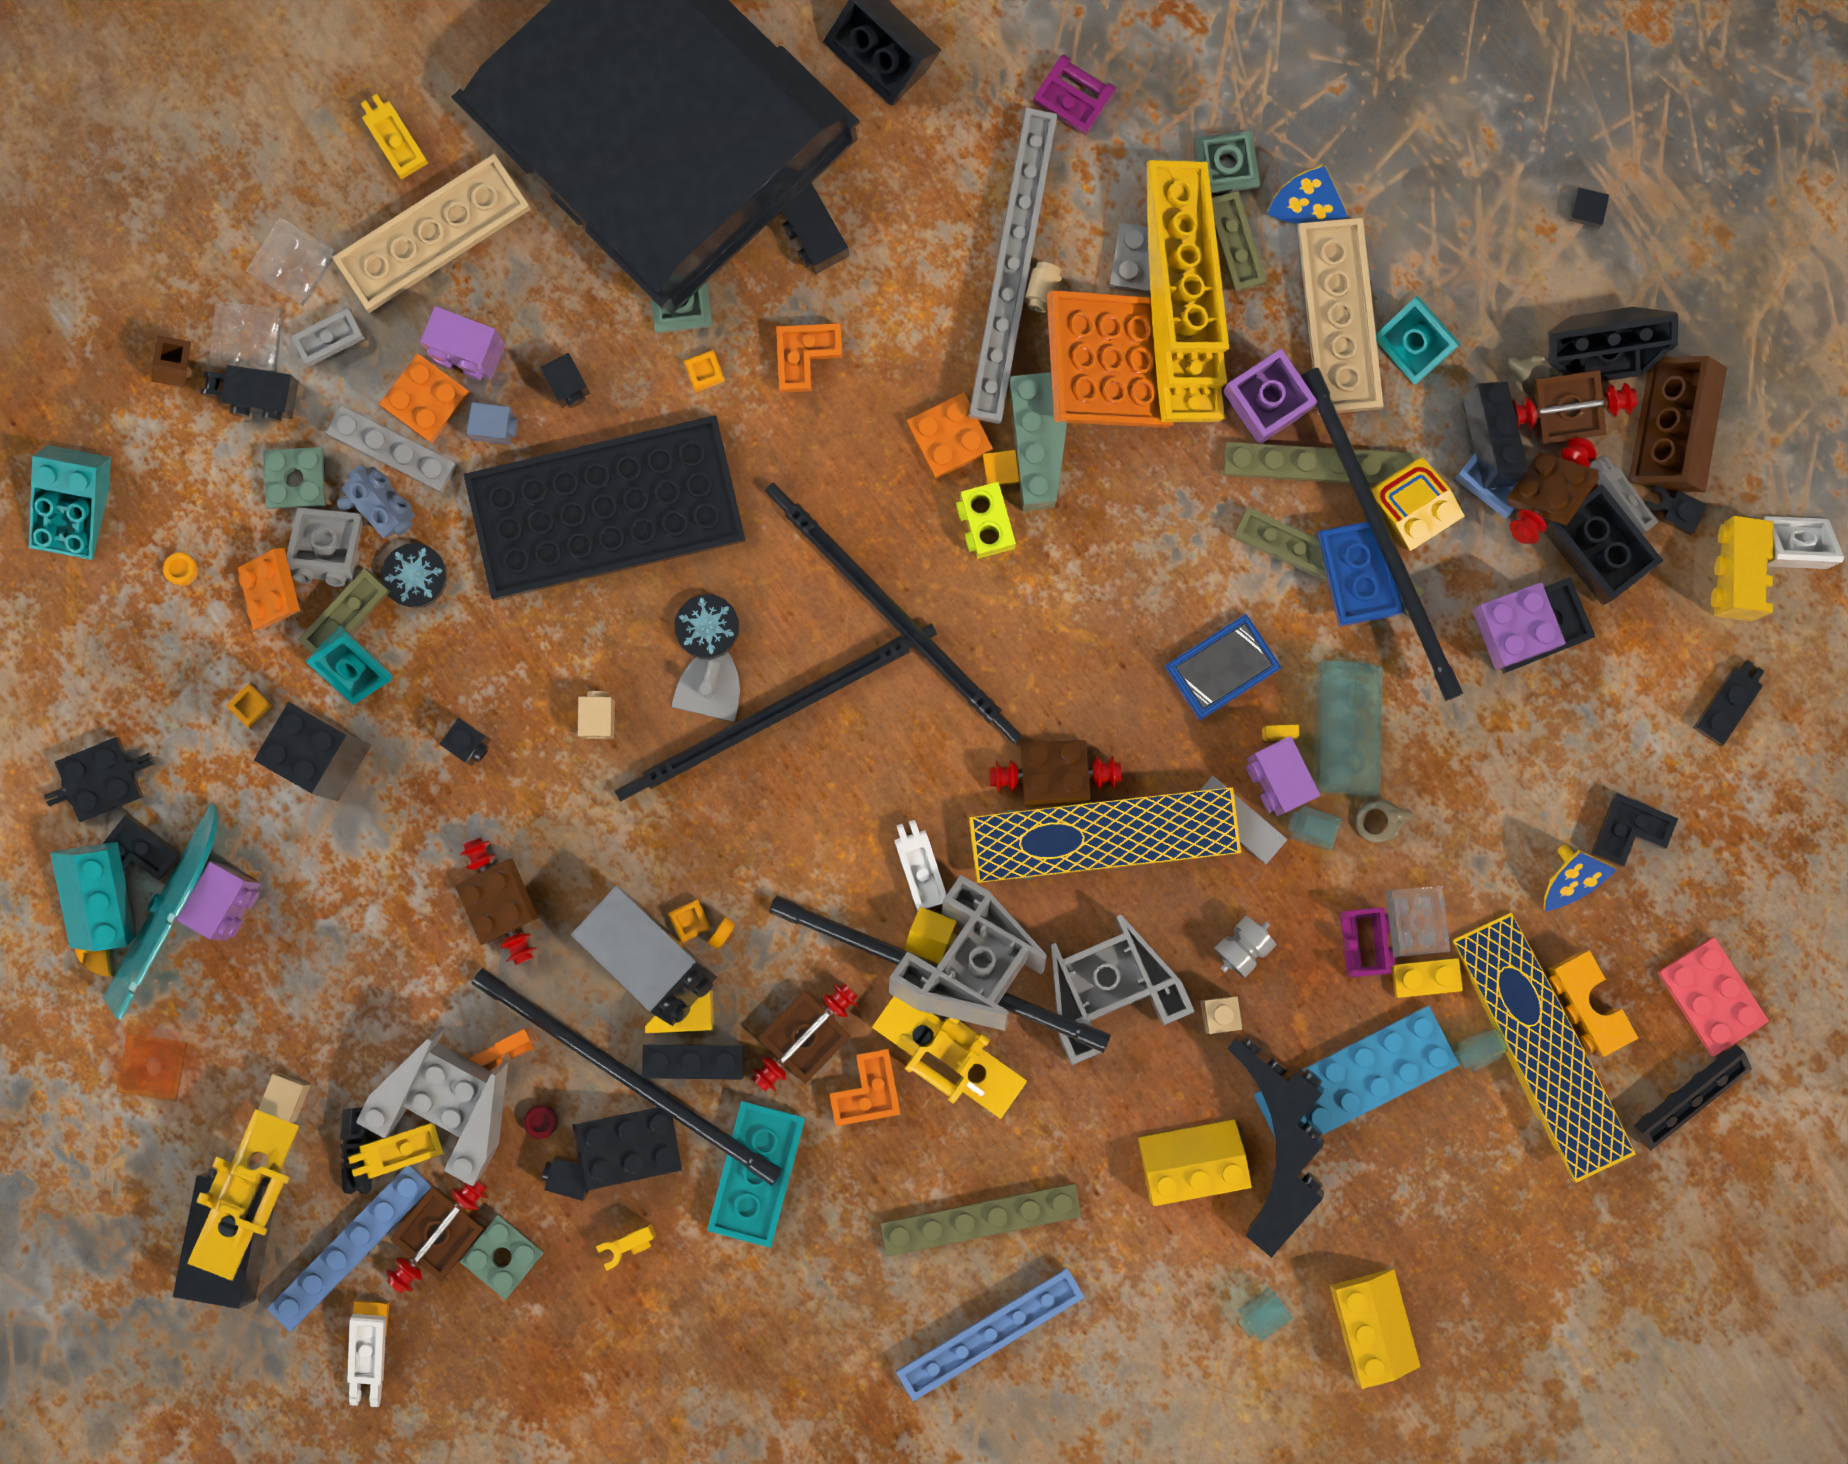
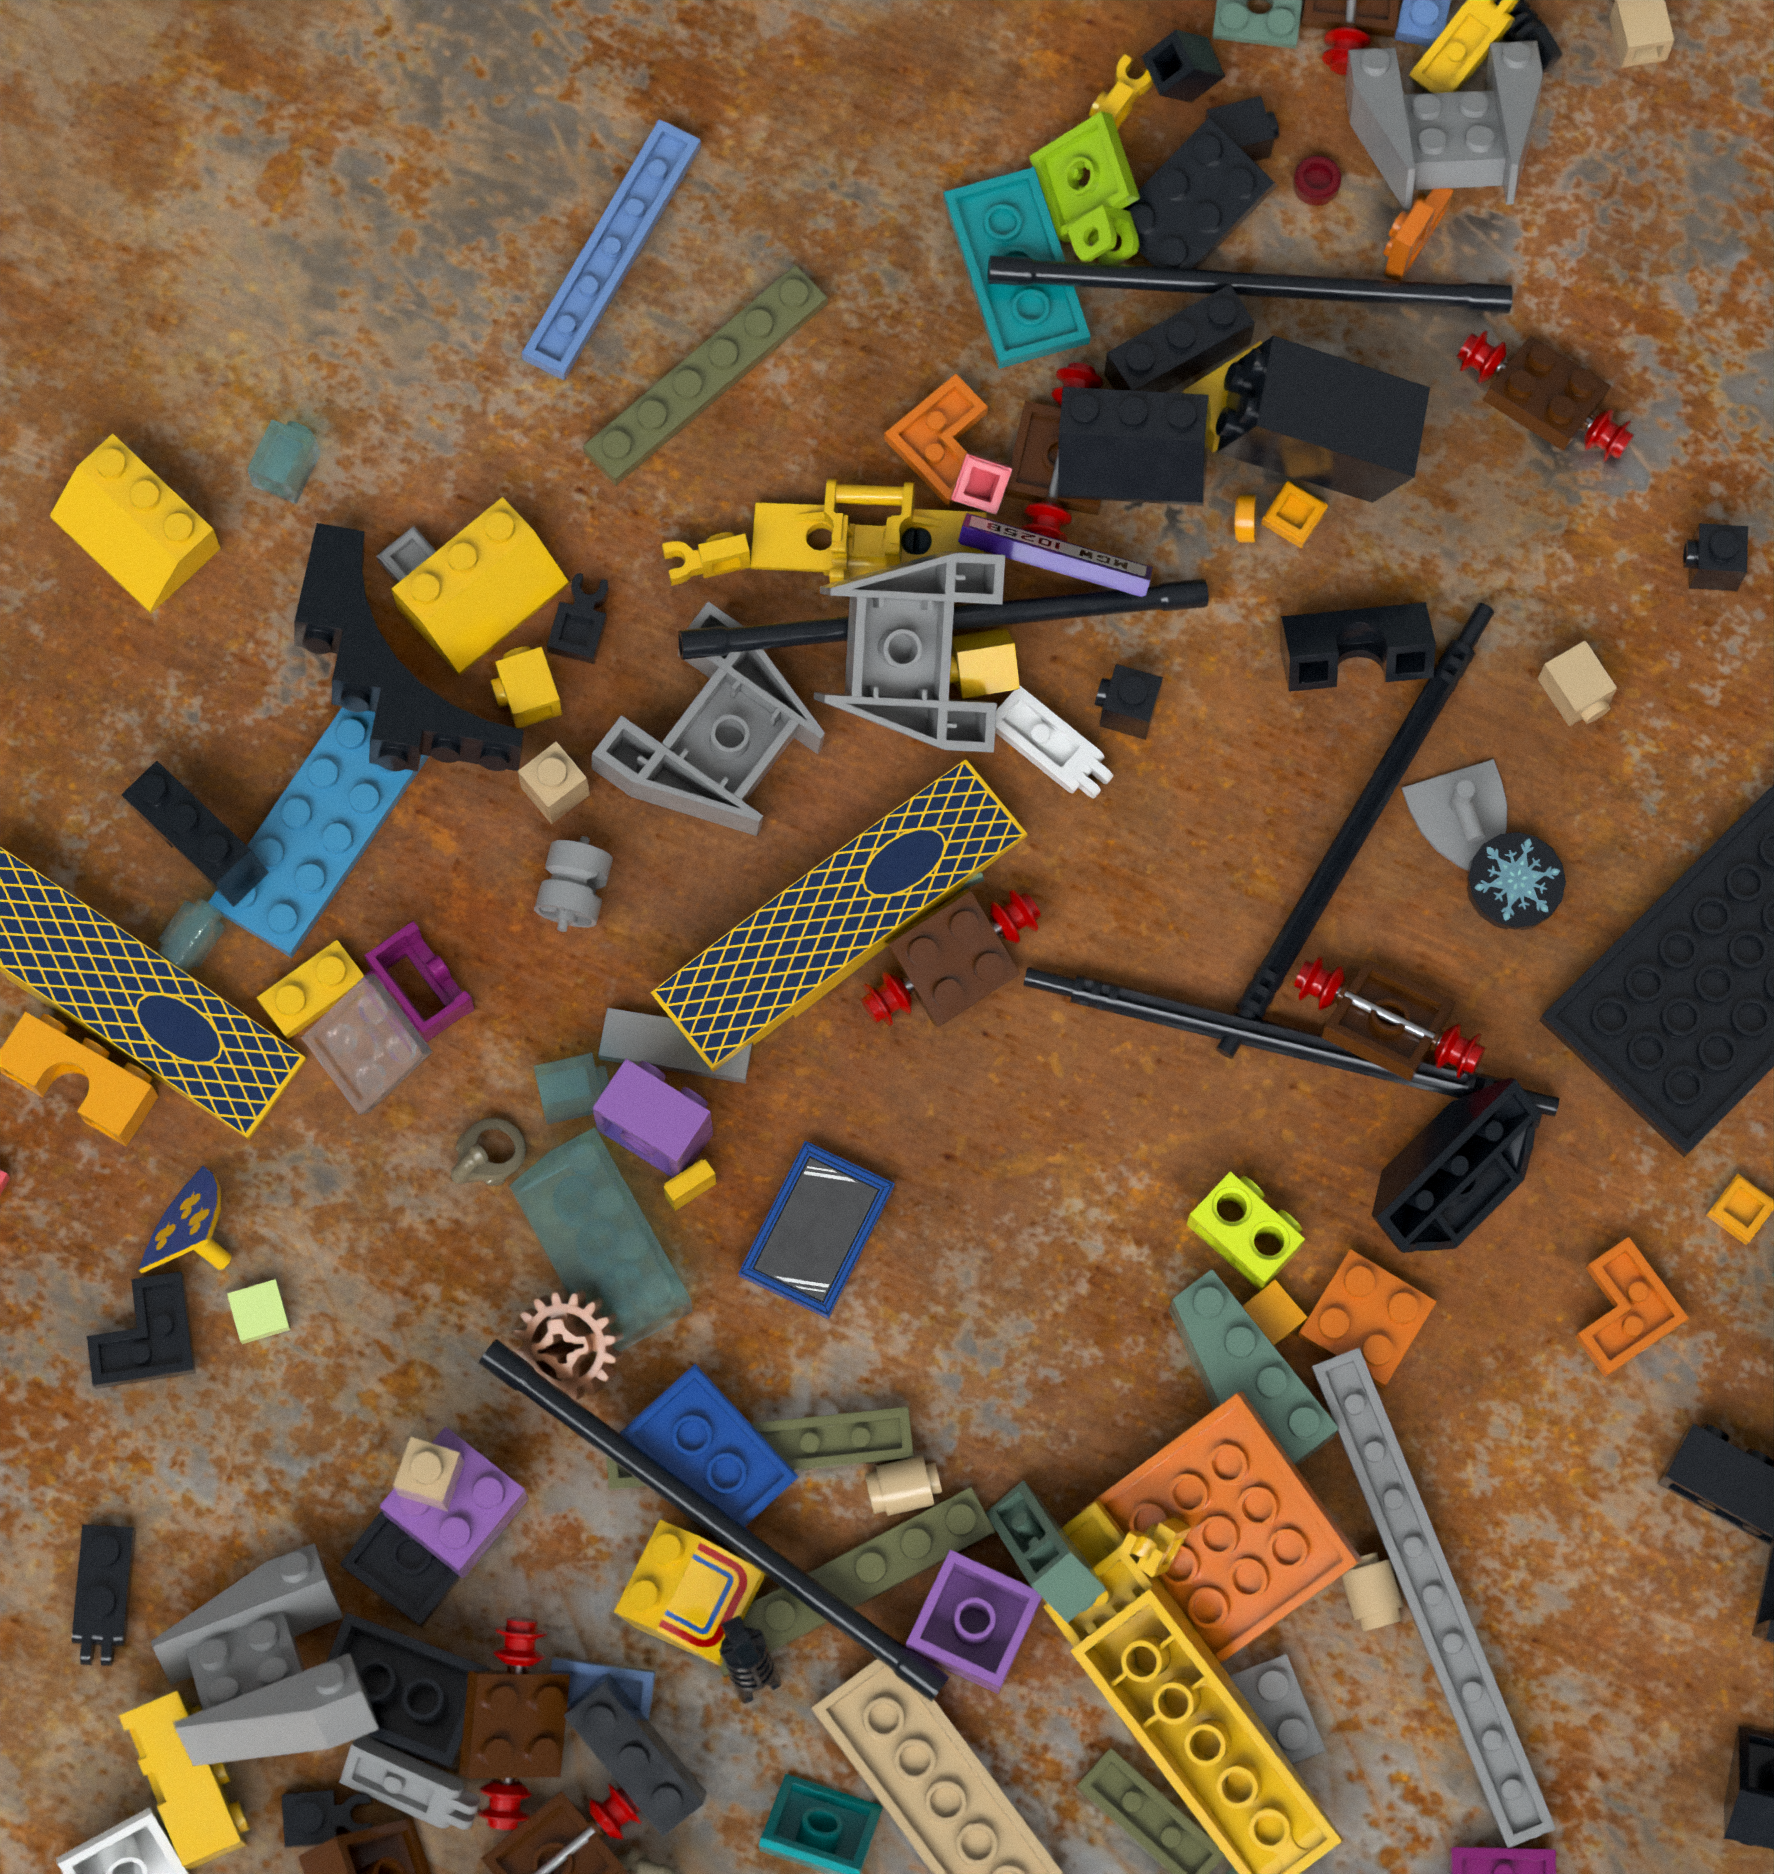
camera: 150 degrees right, 10 degrees down
(576, 1240) = (1183, 66): none -> black brick
(683, 808) = (1392, 636): none -> black arch
(688, 1181) = (1094, 210): none -> lime plate
(764, 1009) = (1133, 446): none -> black slope
(832, 587) = (1388, 1019): none -> reddish brown plate
(850, 972) = (1055, 555): none -> tile
(852, 482) = (1457, 1169): none -> black wedge
(860, 862) = (1128, 701): none -> black brick
(863, 1046) = (981, 483): none -> coral slope
(1040, 1098) = (717, 556): none -> yellow plate
(1151, 1103) = (579, 626): none -> black plate
(1152, 370) = (1156, 1546): none -> yellow plate
(1202, 1085) = (526, 686): none -> yellow brick
(1212, 407) = (1045, 1552): none -> sand green slope
(1223, 1209) = (405, 554): none -> light grey tile
(1262, 495) = (903, 1486): none -> tan brick
(1401, 681) = (567, 1324): none -> nougat gear
(1406, 445) = (747, 1659): none -> black hinge
(1453, 1123) = (195, 833): none -> black arch
(1535, 636) = (428, 1473): none -> tan brick
(1560, 808) = (258, 1311): none -> yellowish green tile
(1680, 599) = (252, 1672): none -> light grey wedge

